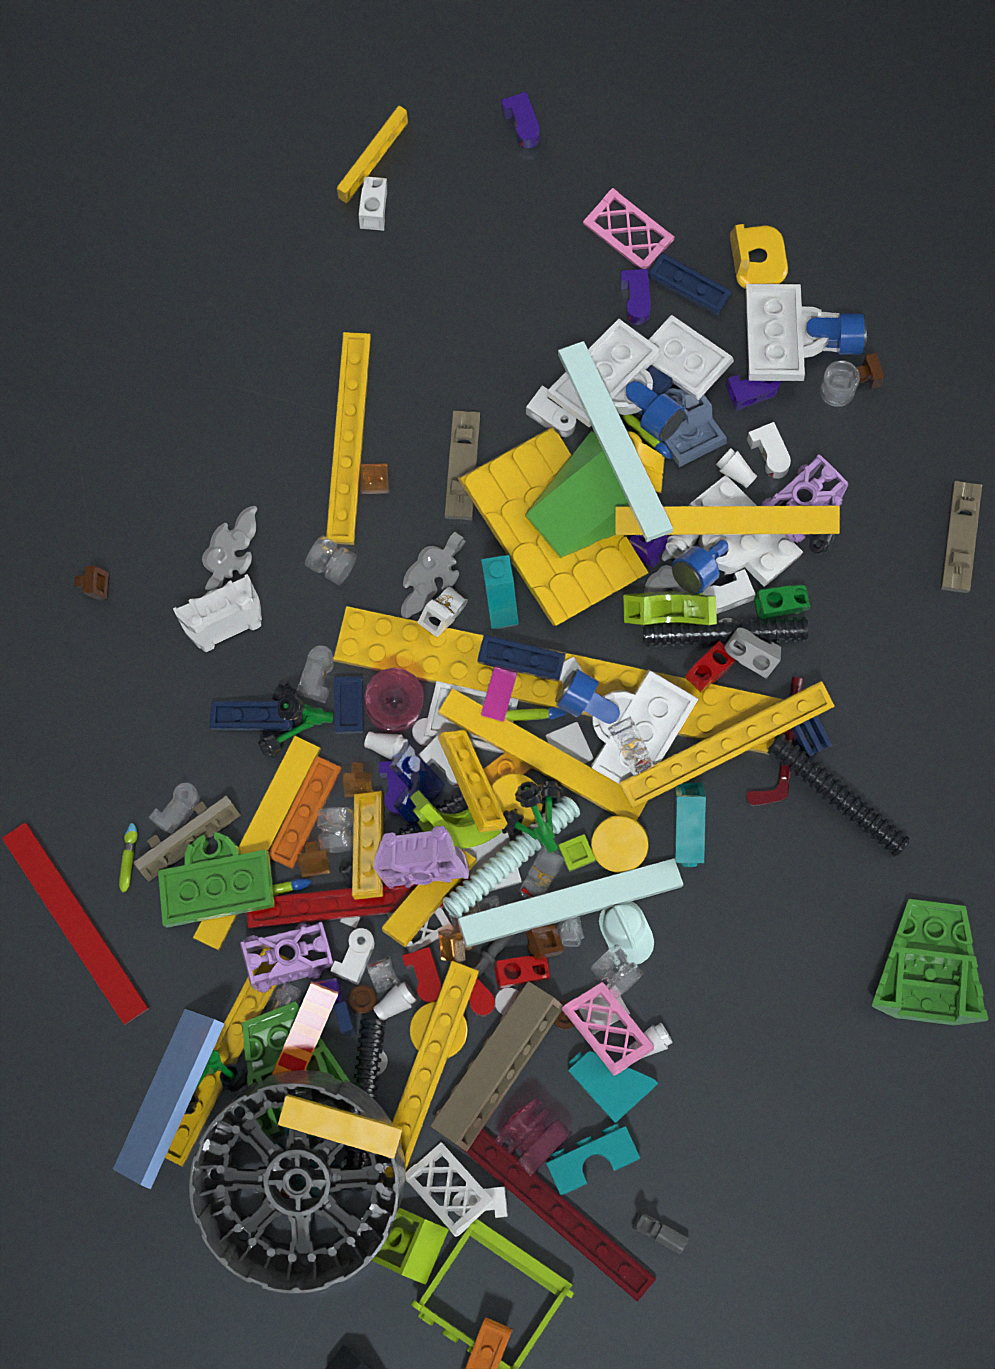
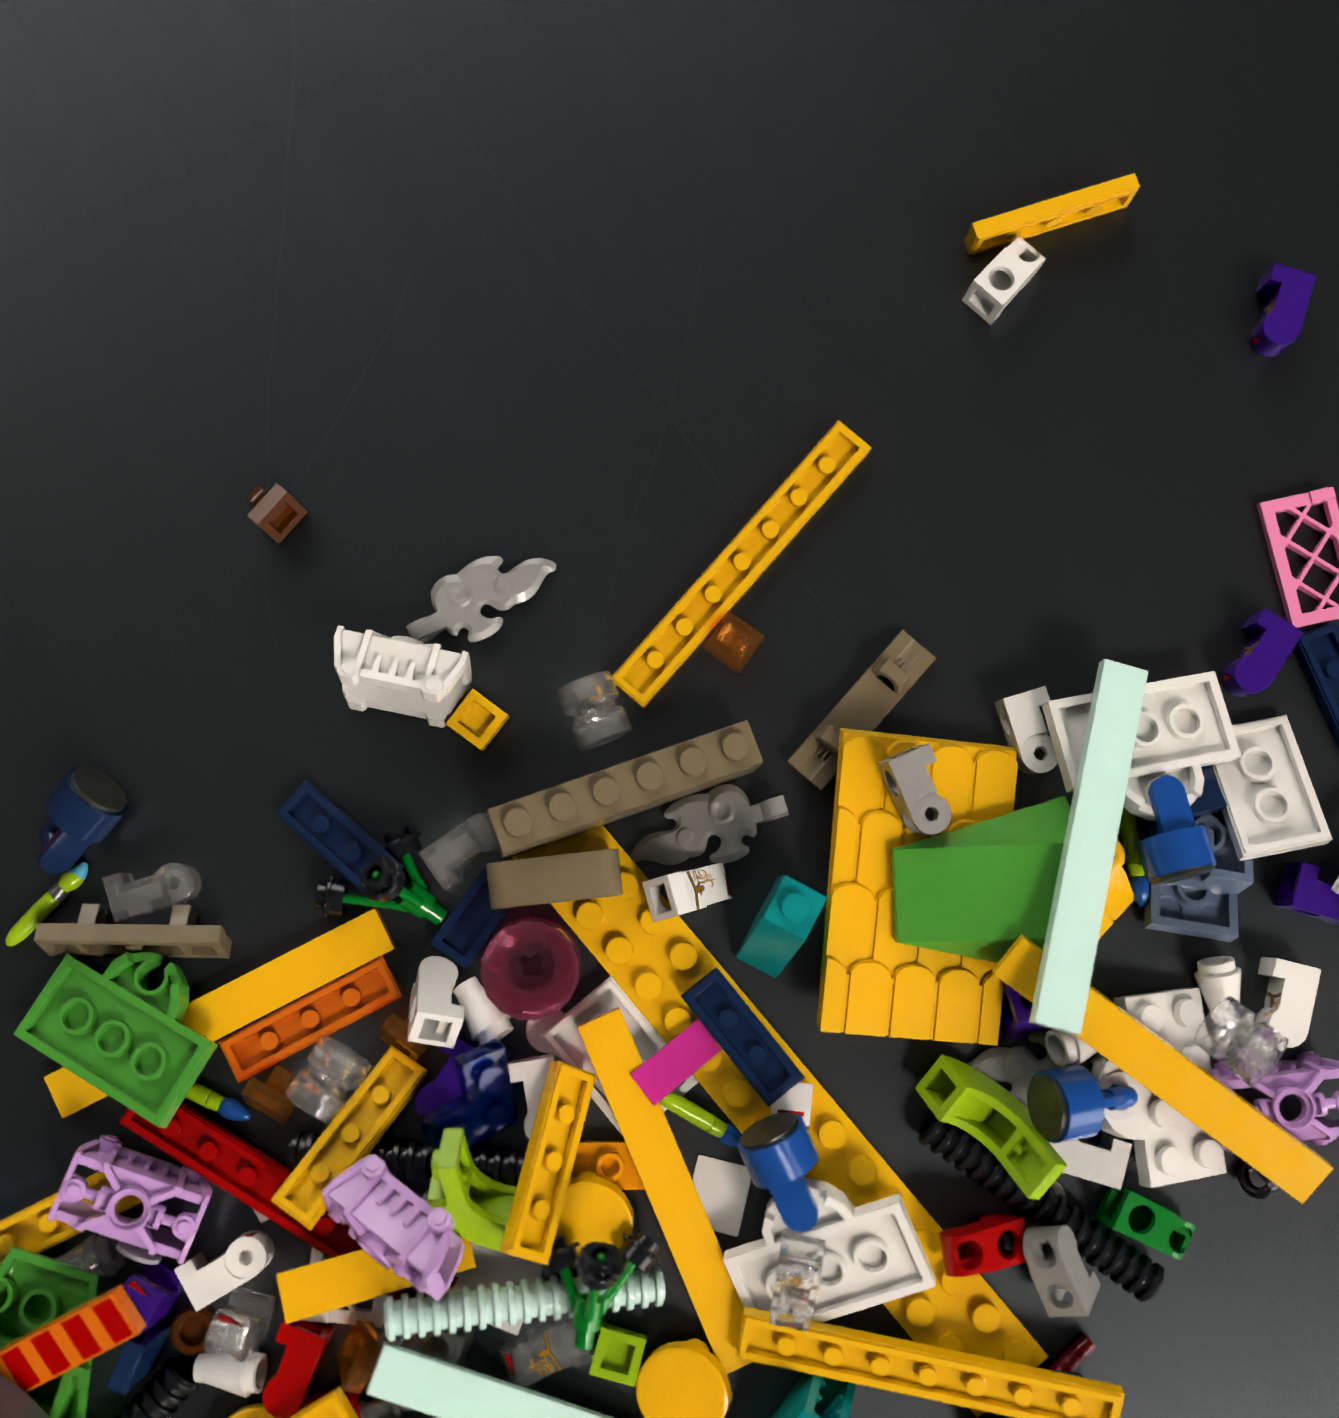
camera: 30 degrees right, 5 degrees up
(112, 798) = (80, 813): none -> dark blue piece
(275, 608) = (477, 720): none -> yellow plate
(306, 980) = (137, 1254): none -> white piece
(360, 754) = (431, 1014): none -> white leg
(373, 651) = (554, 879): none -> dark tan beam
(374, 584) = (623, 790): none -> dark tan brick
(515, 479) = (914, 791): none -> light grey leg
(755, 481) = (1234, 1035): none -> clear wheel

